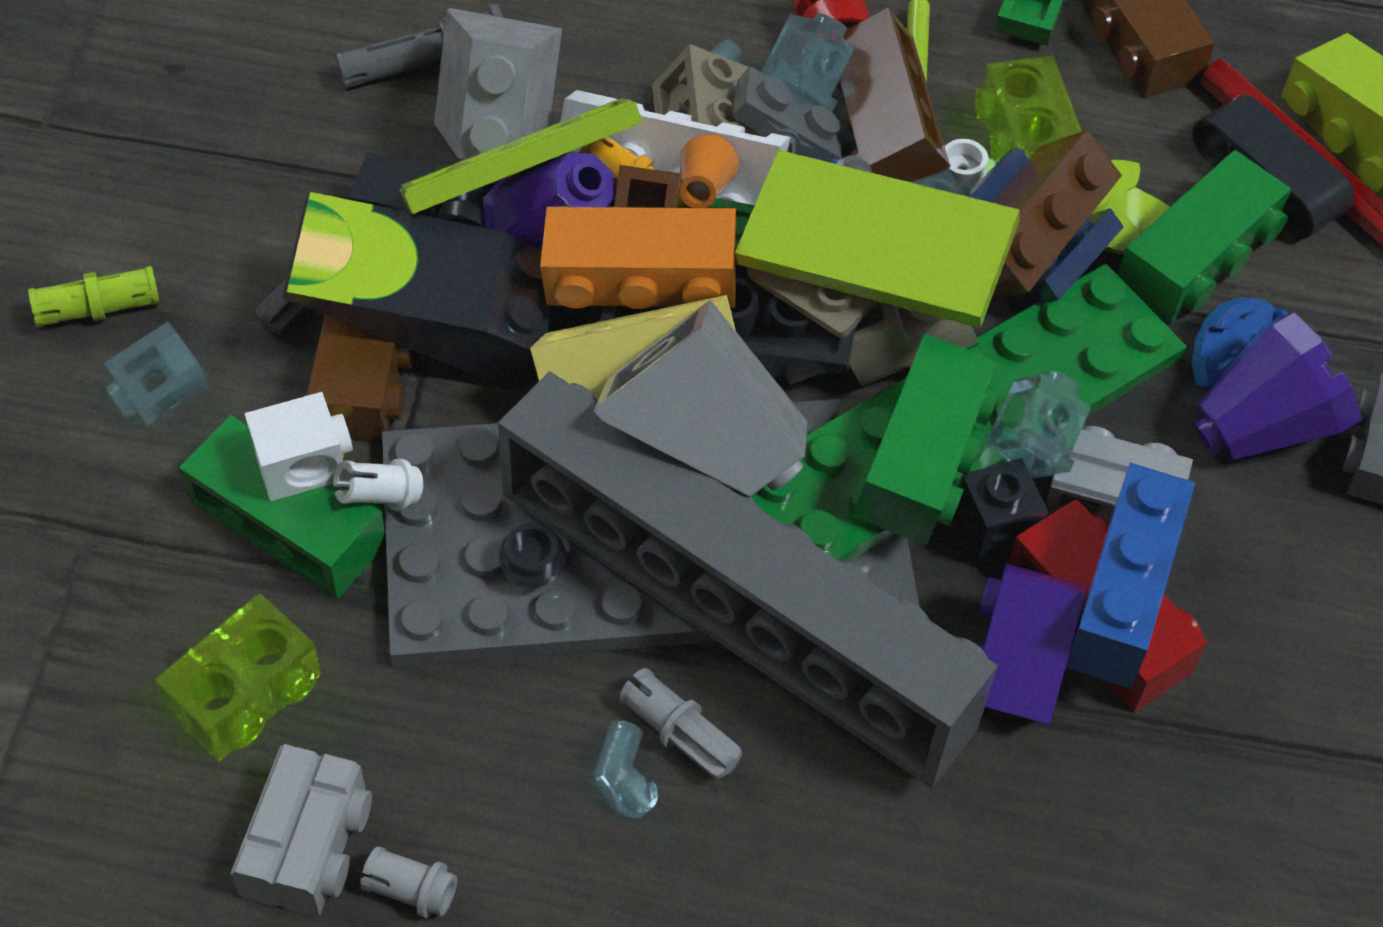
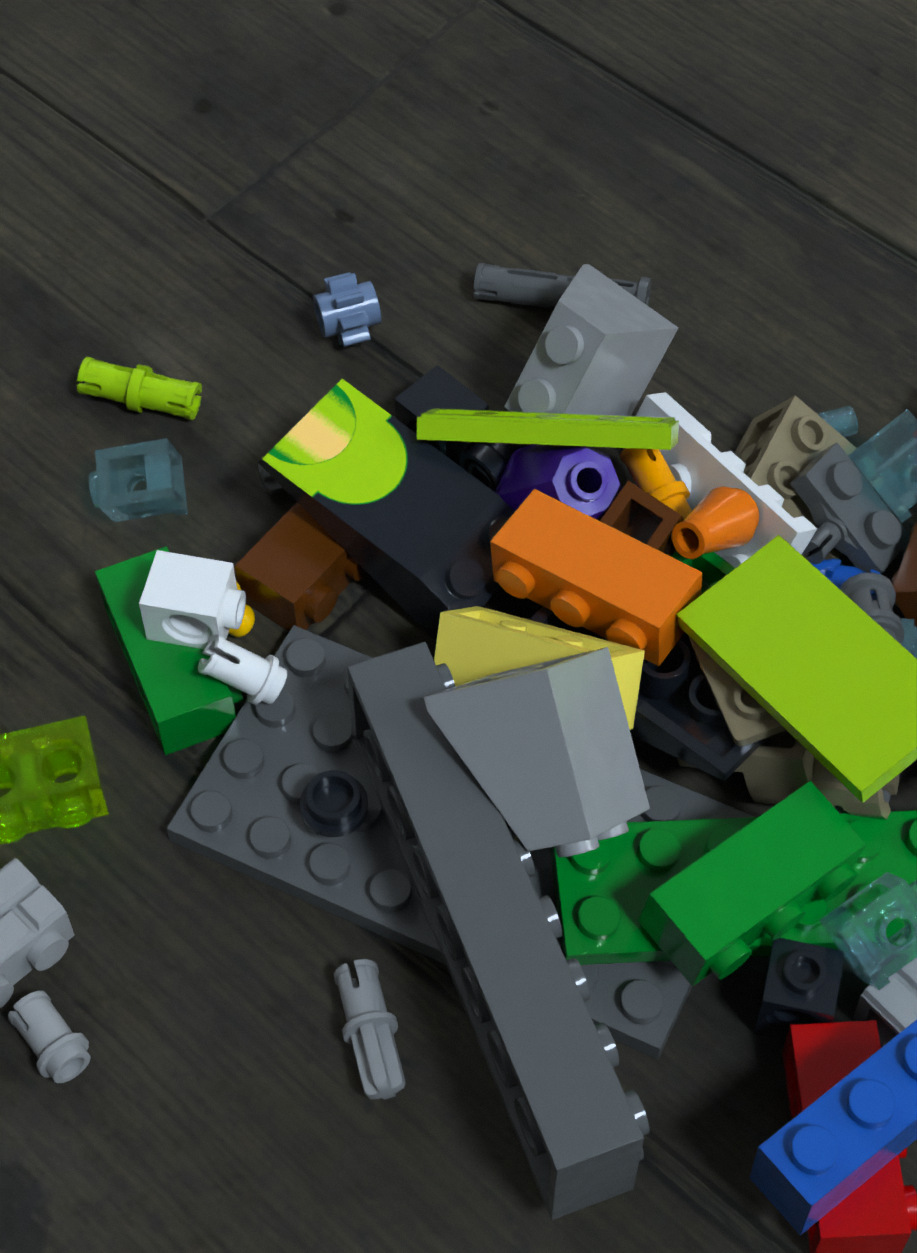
camera: 35 degrees right, 0 degrees up
(244, 143) = (347, 309): none -> sand blue gear
(617, 776) = (286, 1042): clear light blue arm -> none
(1029, 639) = (711, 1142): dark purple brick -> none

